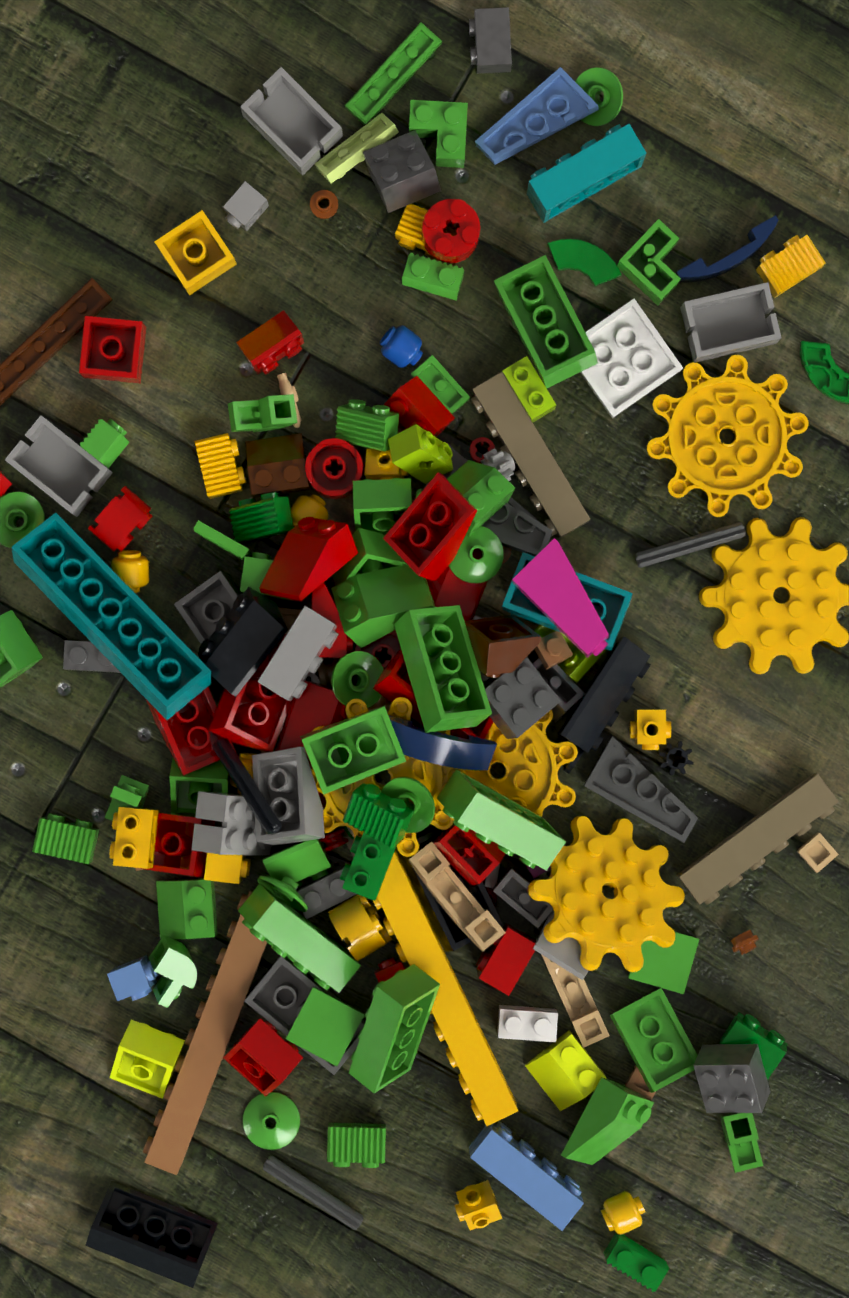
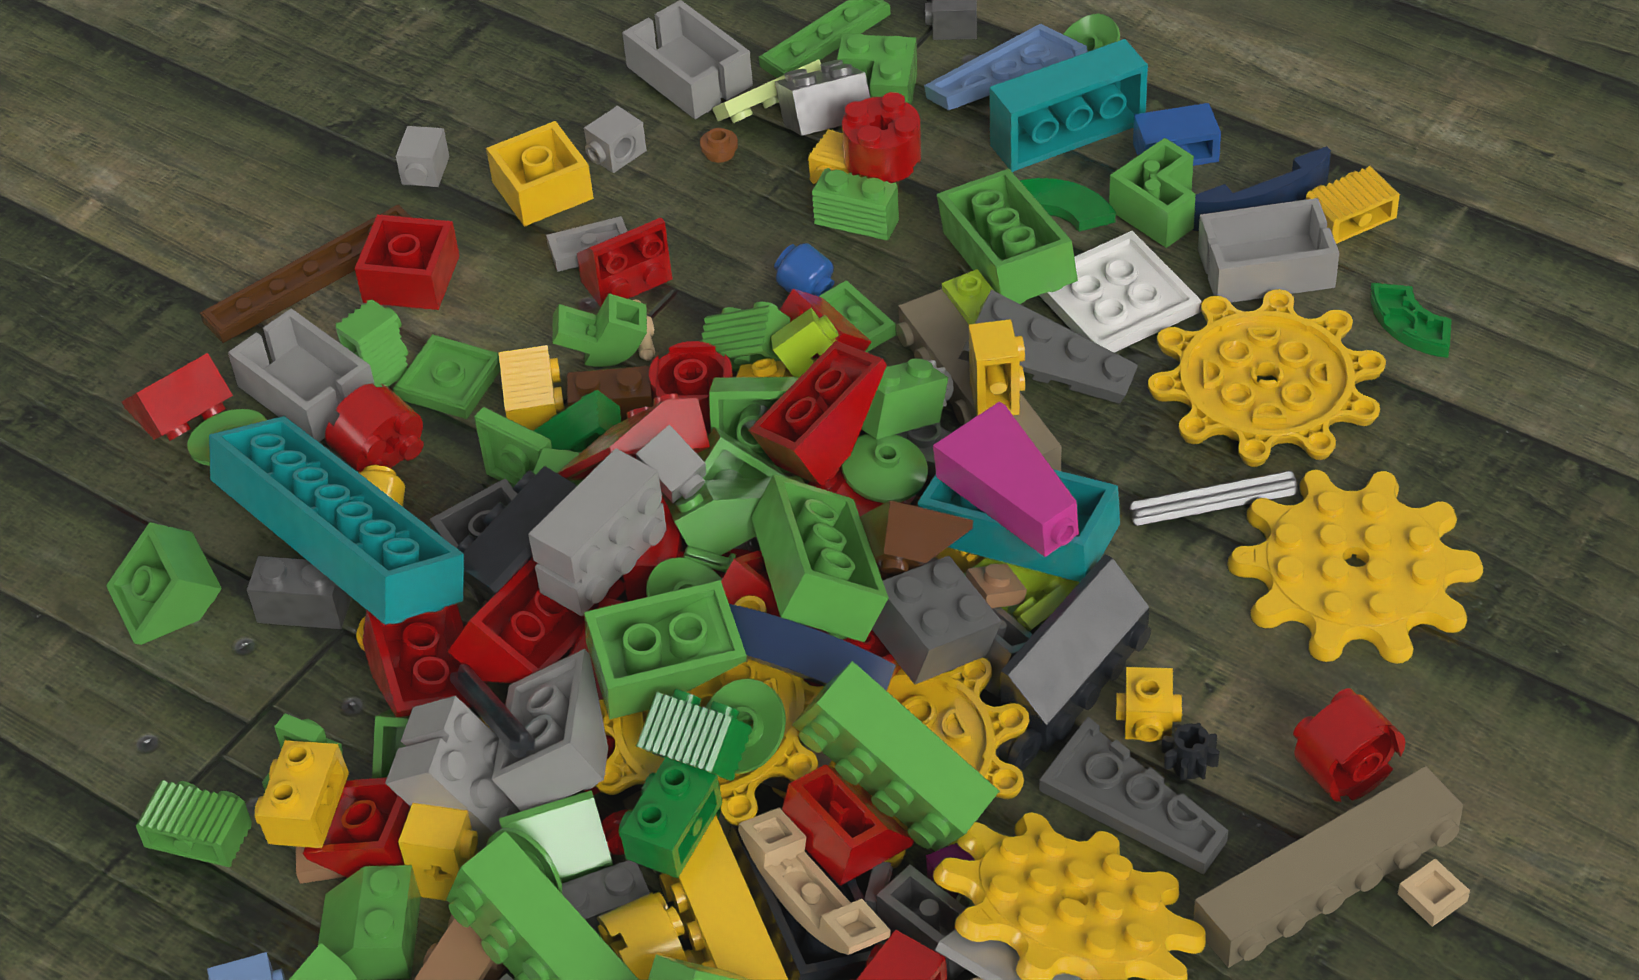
camera: 10 degrees right, 40 degrees down
(102, 229) = (422, 156): none -> light grey brick
(159, 447) = (448, 376): none -> bright green tile
(240, 317) = (567, 243): none -> light grey plate
(339, 598) = (677, 463): none -> light grey brick
(379, 648) = (709, 559): none -> bright green piece
(546, 472) = (995, 365): none -> yellow brick
(568, 429) = (1060, 353): none -> dark grey wing
(665, 194) = (1187, 127): none -> blue brick
(772, 761) = (1347, 746): none -> red brick

